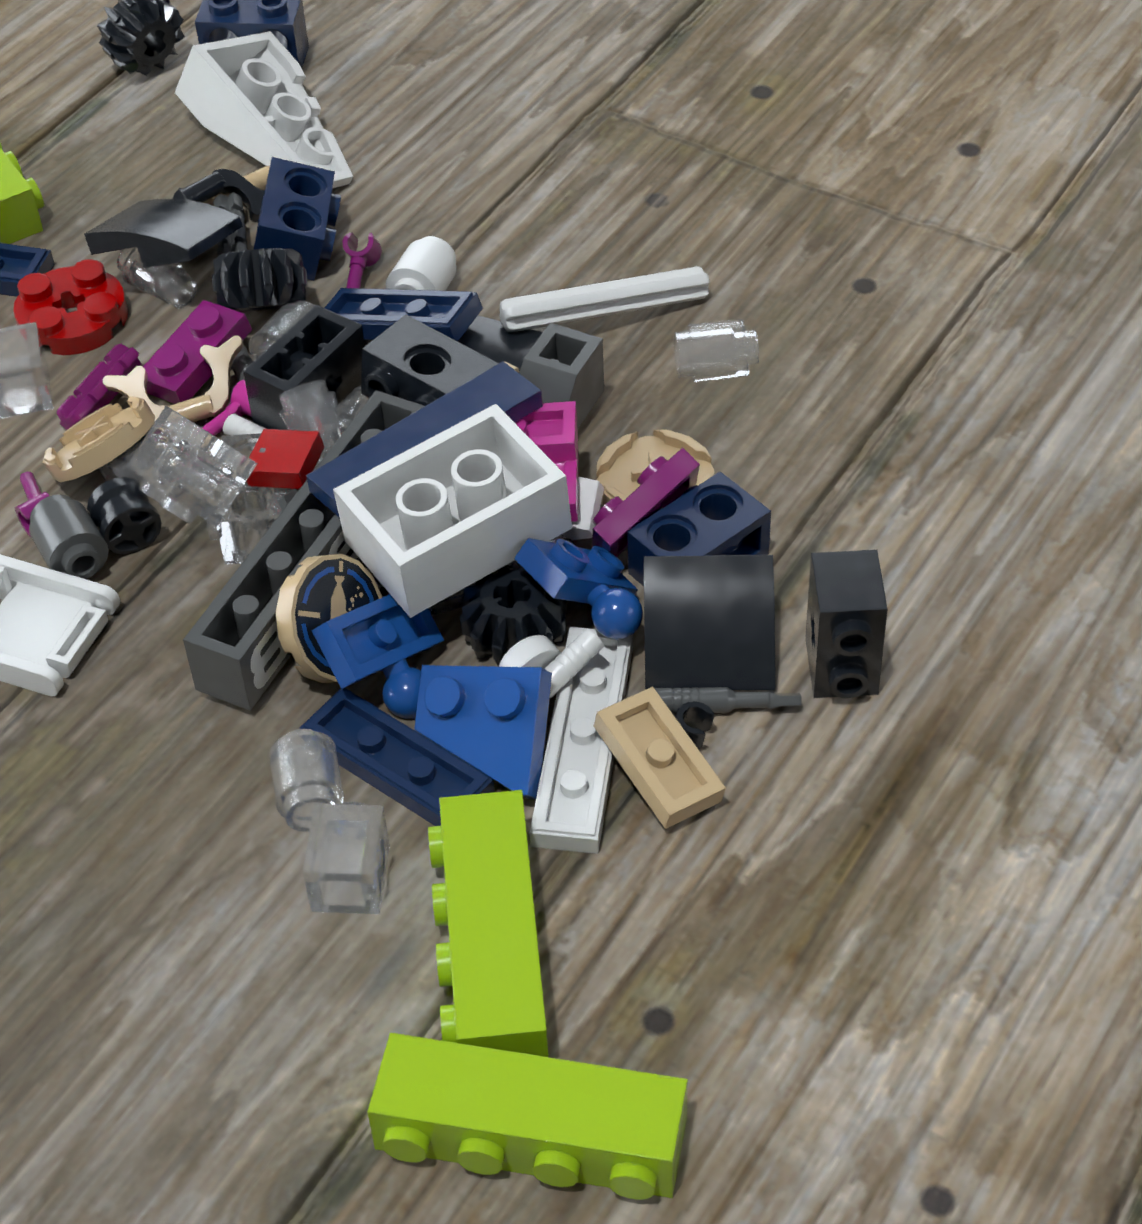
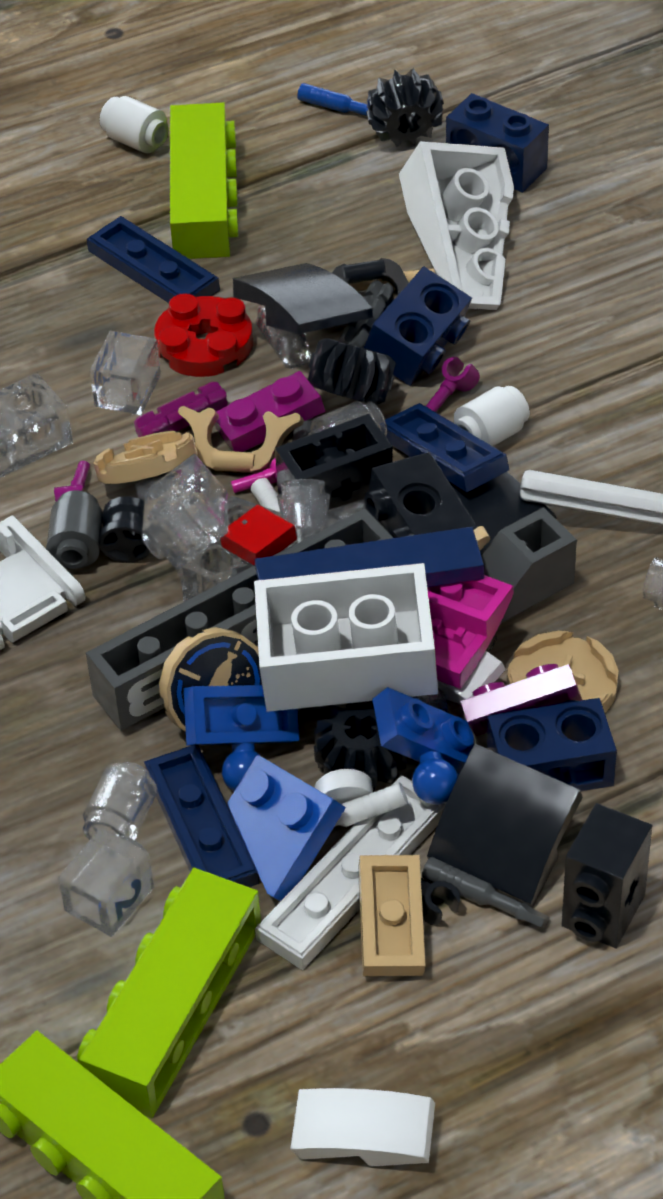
camera: 30 degrees right, 0 degrees up
(55, 54) = (330, 99): none -> blue piece
(772, 963) = (363, 1123): none -> white slope

